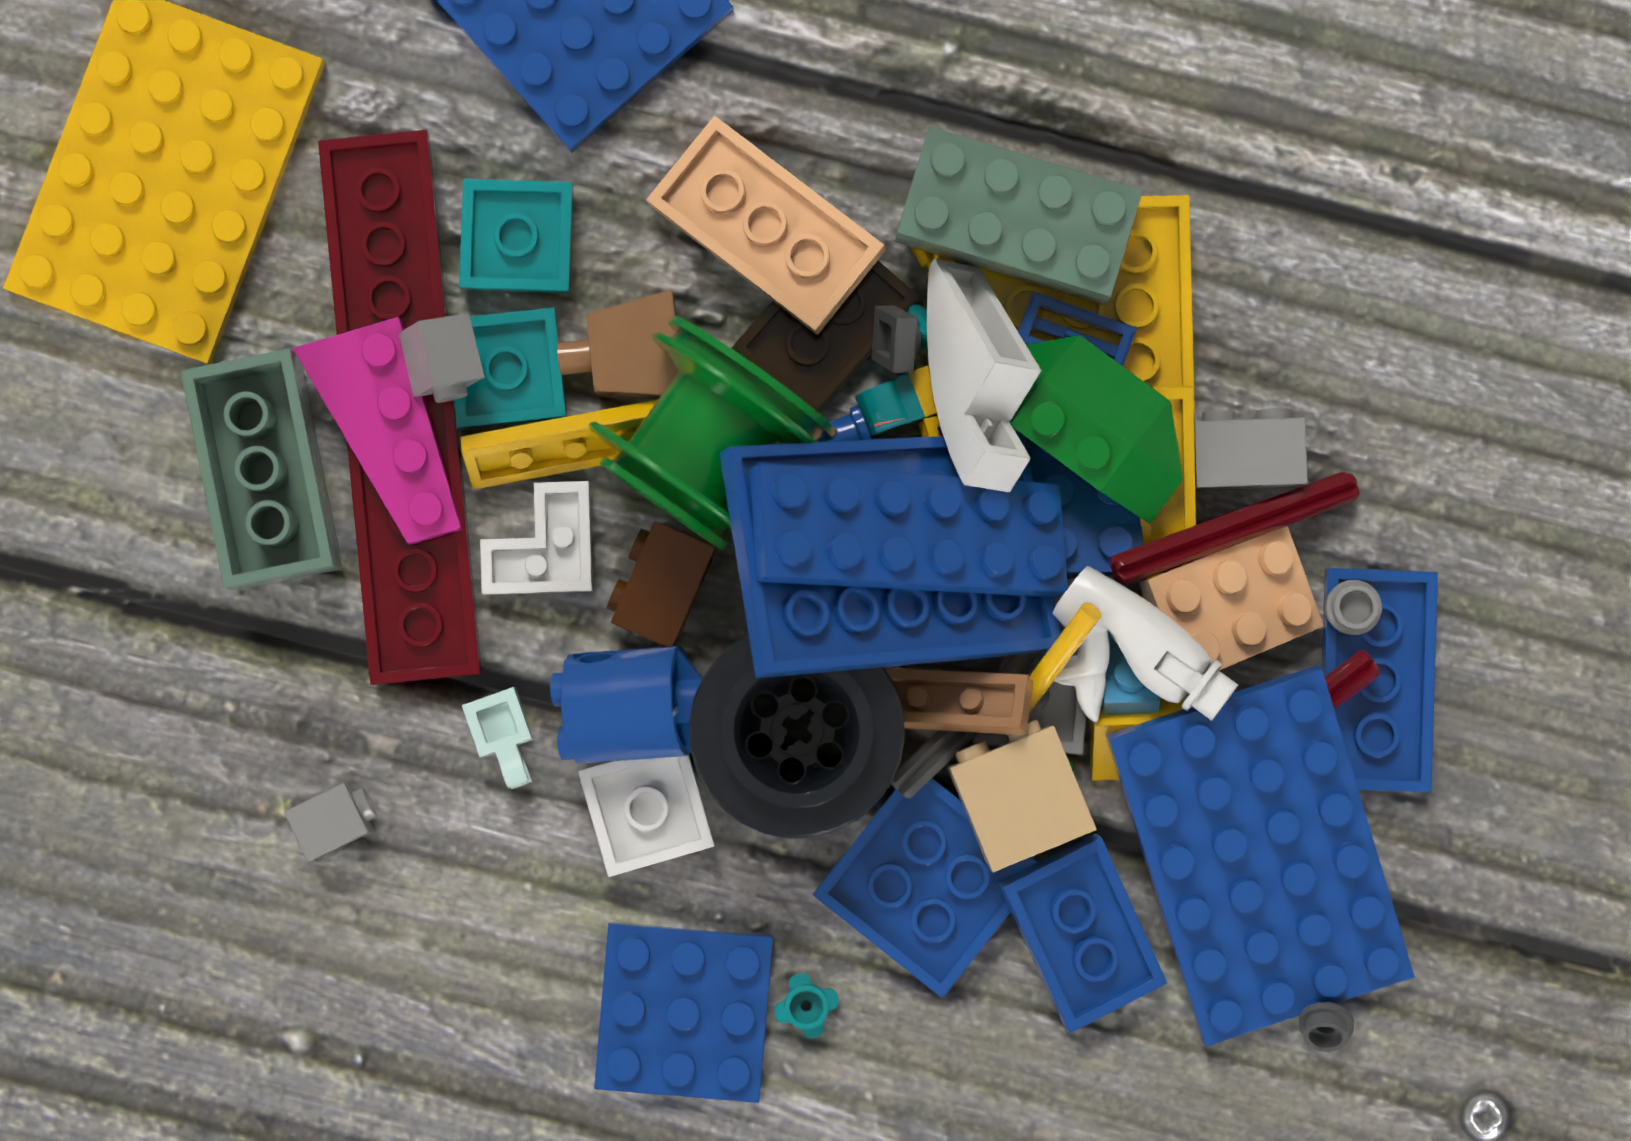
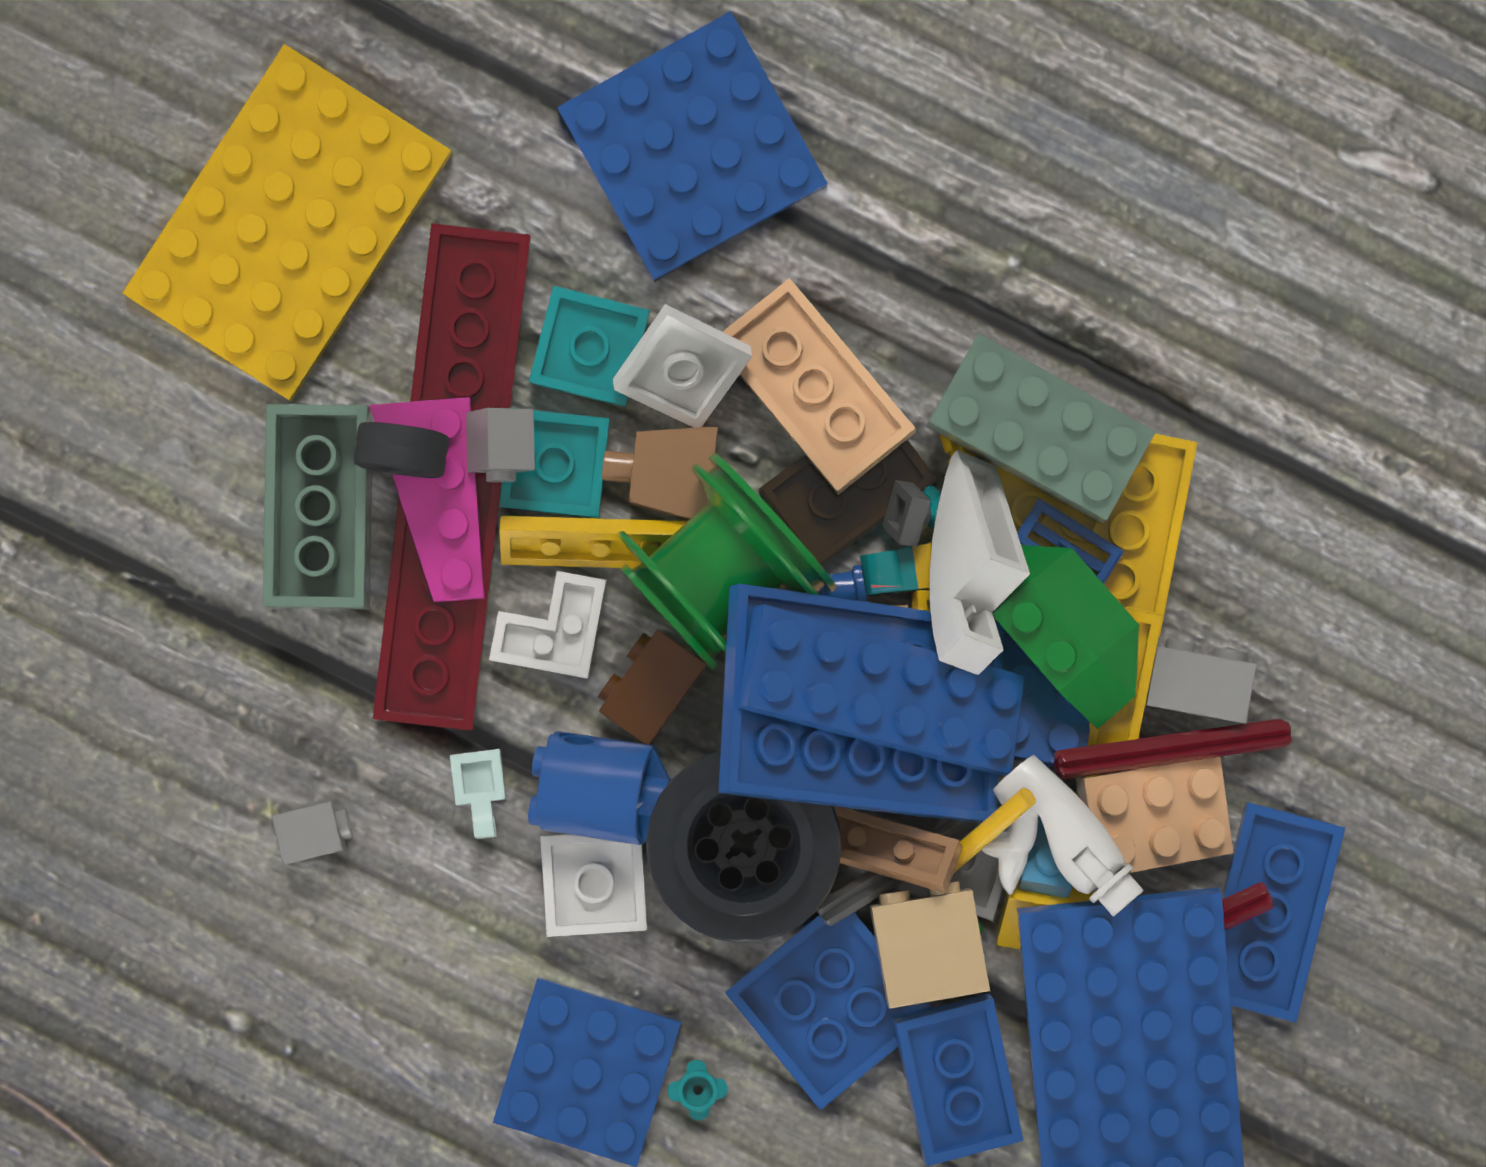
camera: 10 degrees right, 0 degrees up
(335, 386) = (401, 449): none -> black tyre
(619, 234) = (682, 367): none -> white plate
(1353, 607) = (1262, 842): light grey plate -> none

